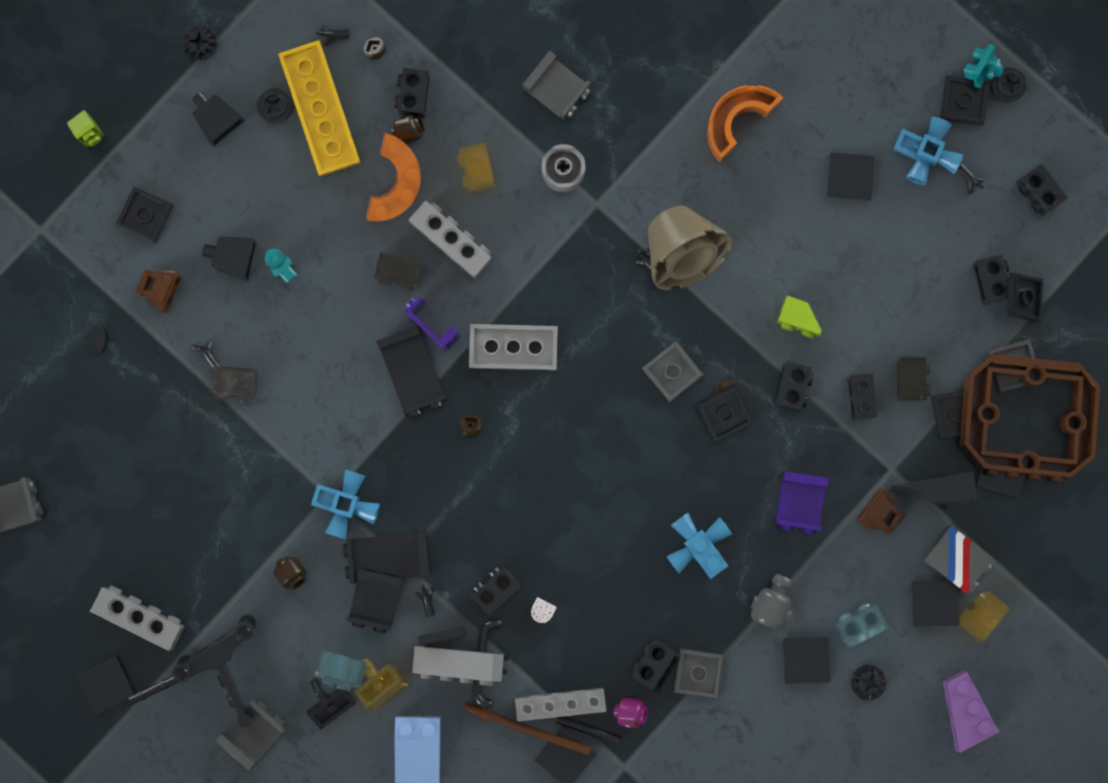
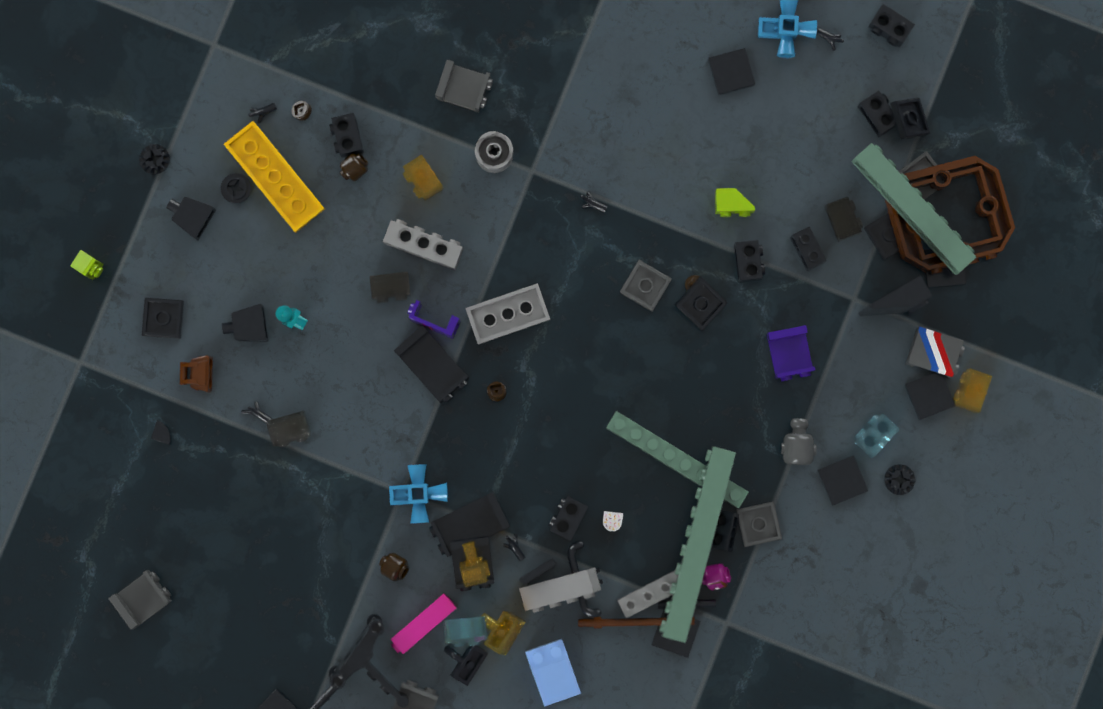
camera: 20 degrees left, 0 degrees up
(104, 608) = (252, 653): light grey brick -> none
(298, 645) = (423, 624): none -> dark pink brick
(373, 608) = (473, 570): none -> clear yellow brick
(406, 184) = (370, 213): orange brick -> none
(624, 672) = (698, 544): none -> sand green brick
(636, 571) = (669, 455): none -> sand green brick
(684, 247) = (618, 180): dark tan cone -> none
(699, 546) = (721, 419): dark azure brick -> none
(735, 102) = (615, 45): orange brick -> none
(878, 510) = (855, 337): reddish brown piece -> none
(967, 712) = (989, 473): medium lavender wedge -> none
(992, 396) = (914, 209): none -> sand green brick

